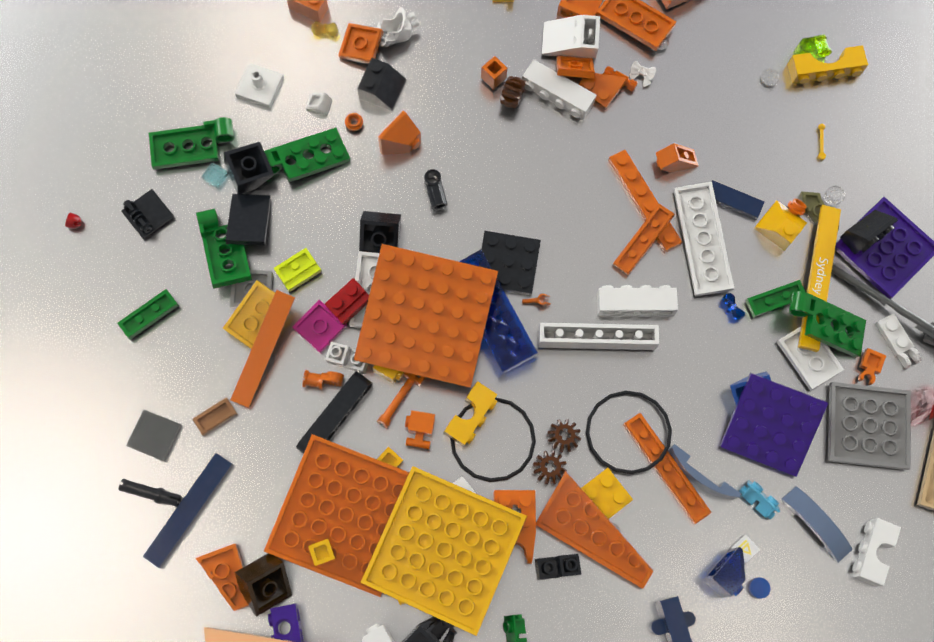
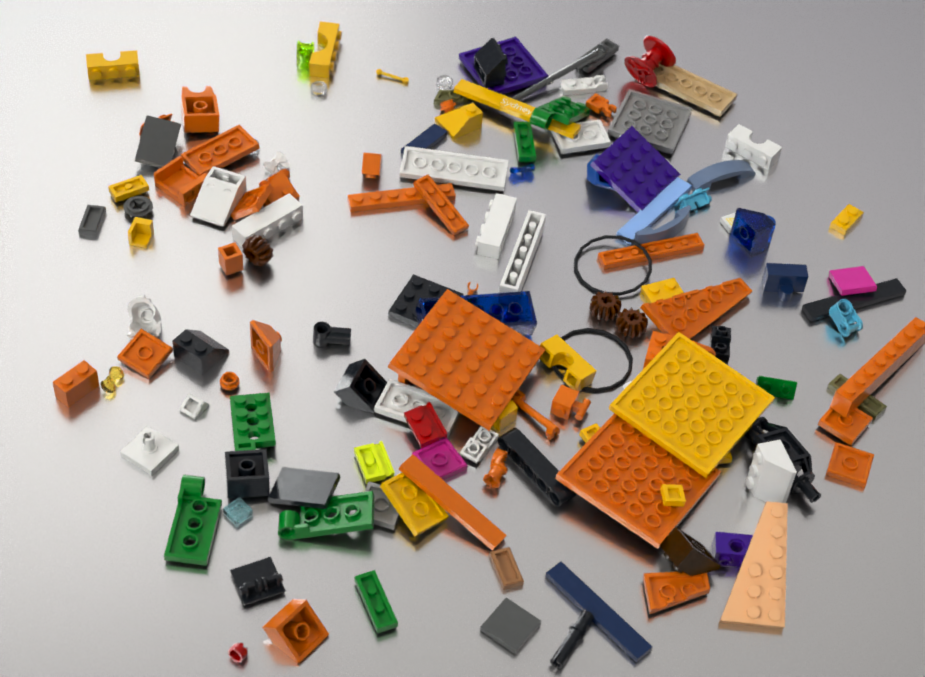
camera: 75 degrees left, 25 degrees down
(101, 258) = (296, 629): none -> orange slope
(730, 459) = (655, 209): none -> light blue tile

